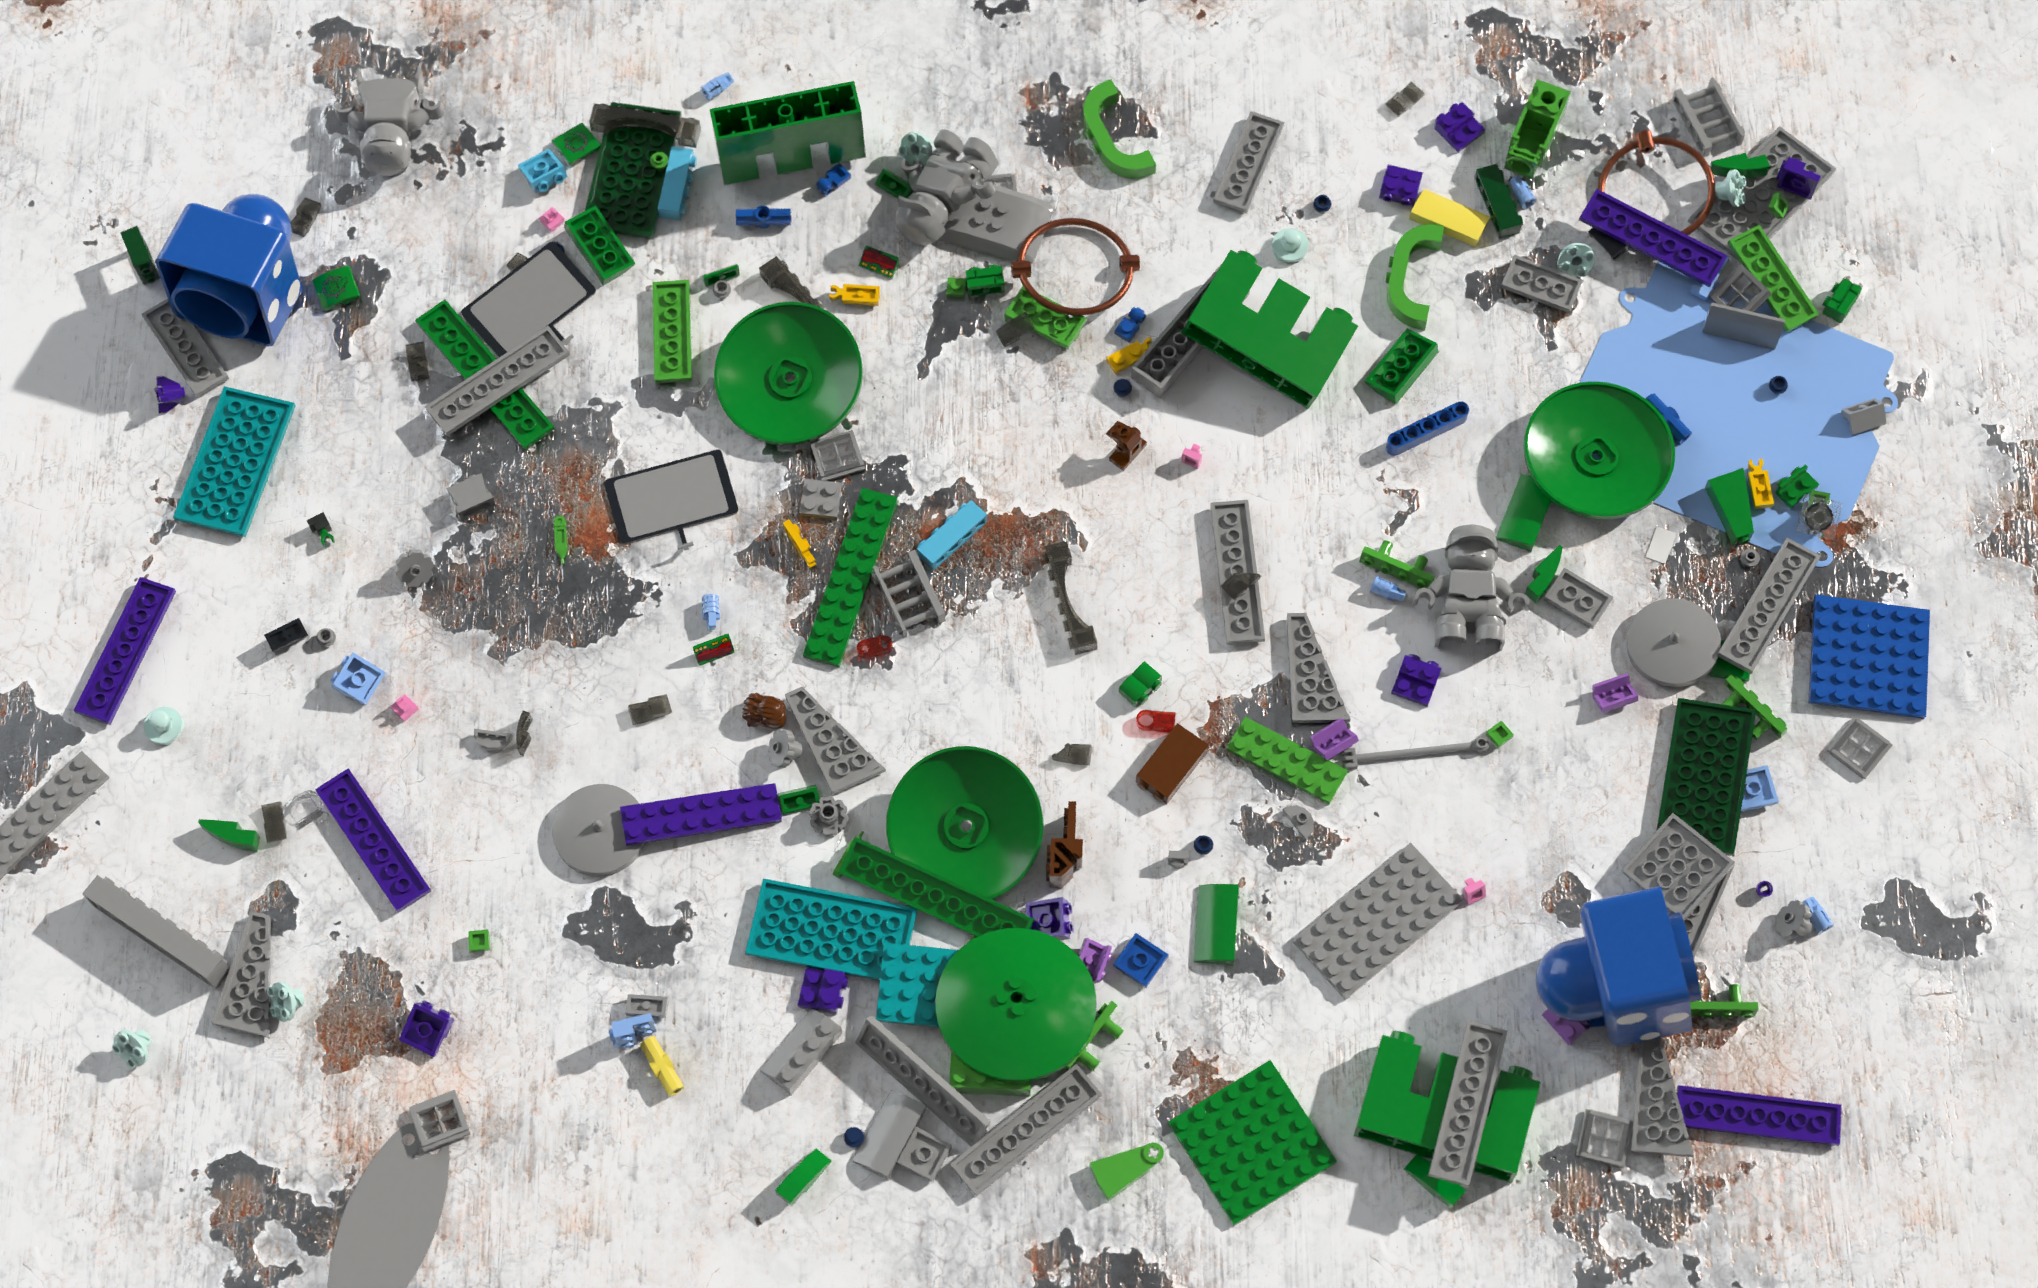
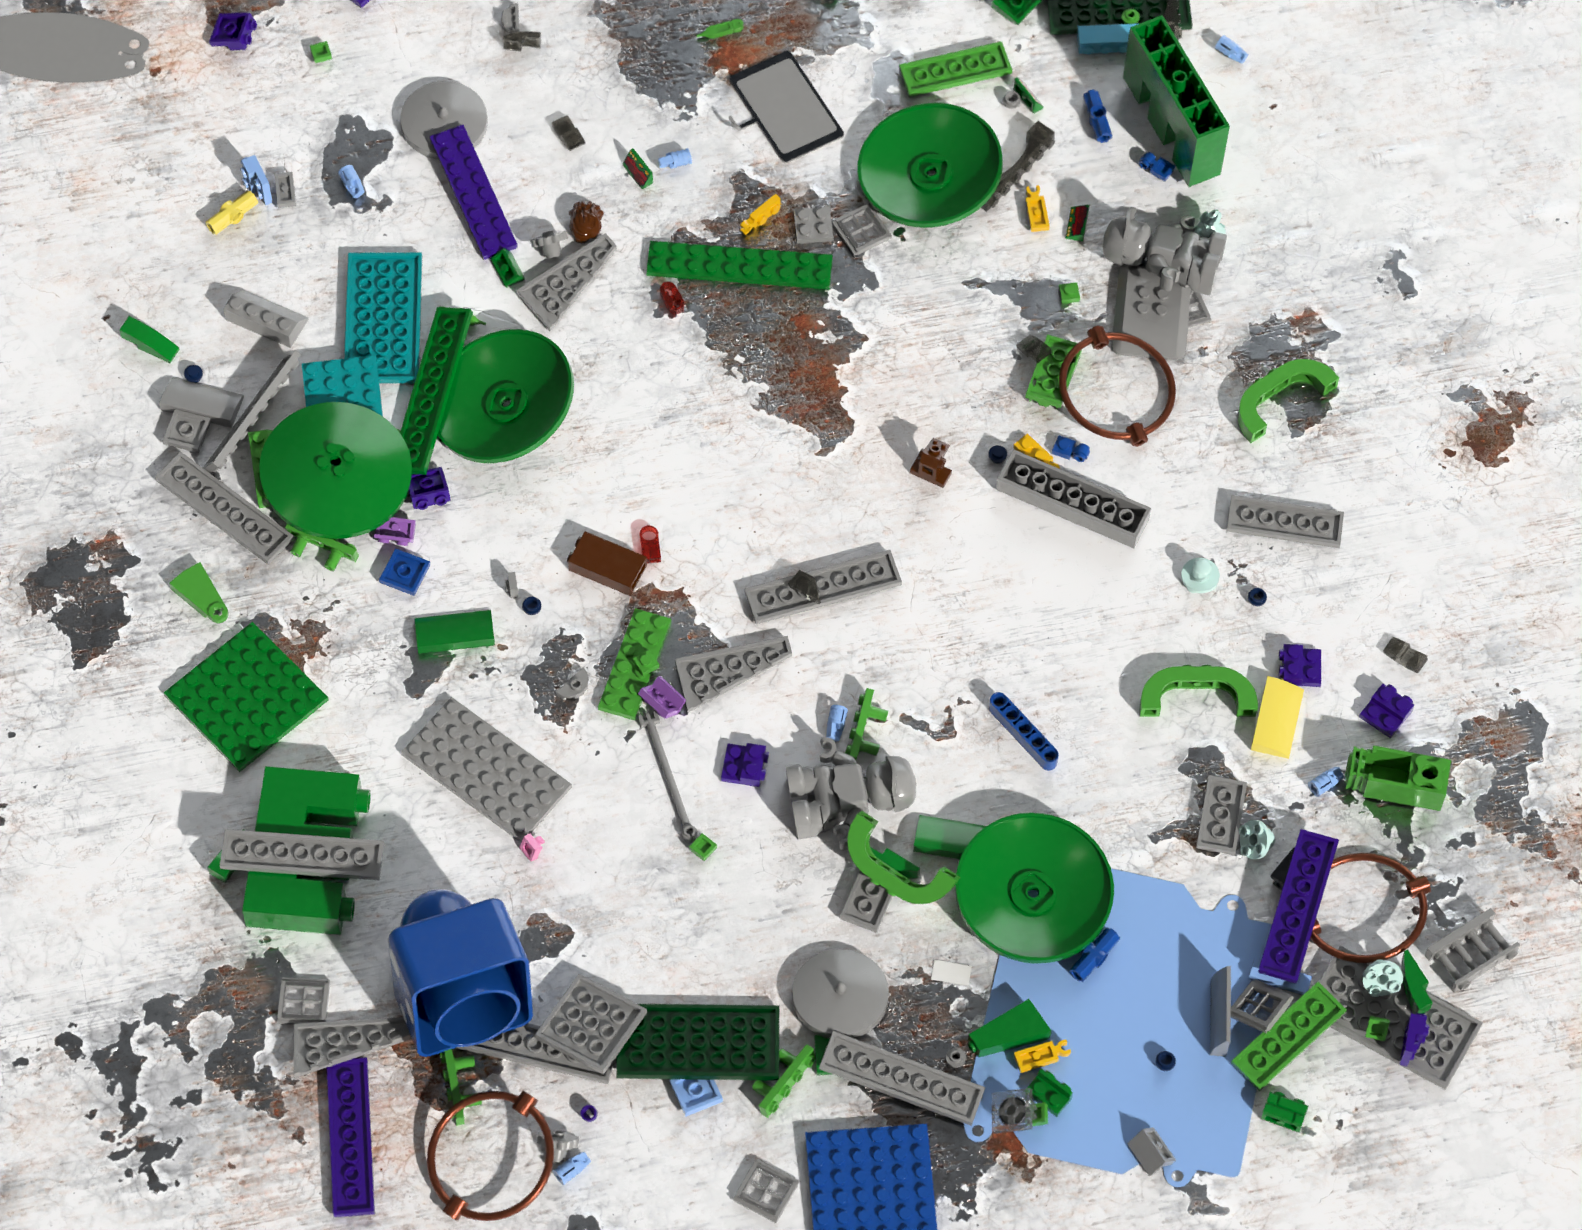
camera: 75 degrees right, 5 degrees down
(439, 1120) = (153, 60): light grey piece -> none
(654, 935) = (351, 181): none -> light blue hinge
(822, 990) = (326, 322): dark purple plate -> none
(830, 824) = (494, 293): light grey plant -> none
(893, 184) = (1170, 214): green slope -> none
(920, 579) = (733, 329): light grey fence -> none
(951, 535) = (800, 337): medium azure brick -> none
(985, 280) = (1081, 312): green brick -> none
(1064, 852) = (488, 483): reddish brown piece -> none
(1074, 754) = (601, 482): clear smoke slope -> none
(1081, 635) = (795, 430): clear smoke arch -> none
(1140, 684) = (683, 522): green brick -> none
(1192, 456) = (938, 526): bright pink tile -> none
(1263, 340) = (1074, 556): green brick -> none
(1294, 746) = (646, 663): none -> bright green plate
(1402, 365) = (1090, 699): green slope -> none
(1498, 201) = (1307, 759): dark green brick -> none
(1575, 567) = (884, 875): none -> bright green arch
(1614, 693) = (770, 945): medium lavender bracket -> none
(1844, 1026) = (523, 1104): none -> copper piece

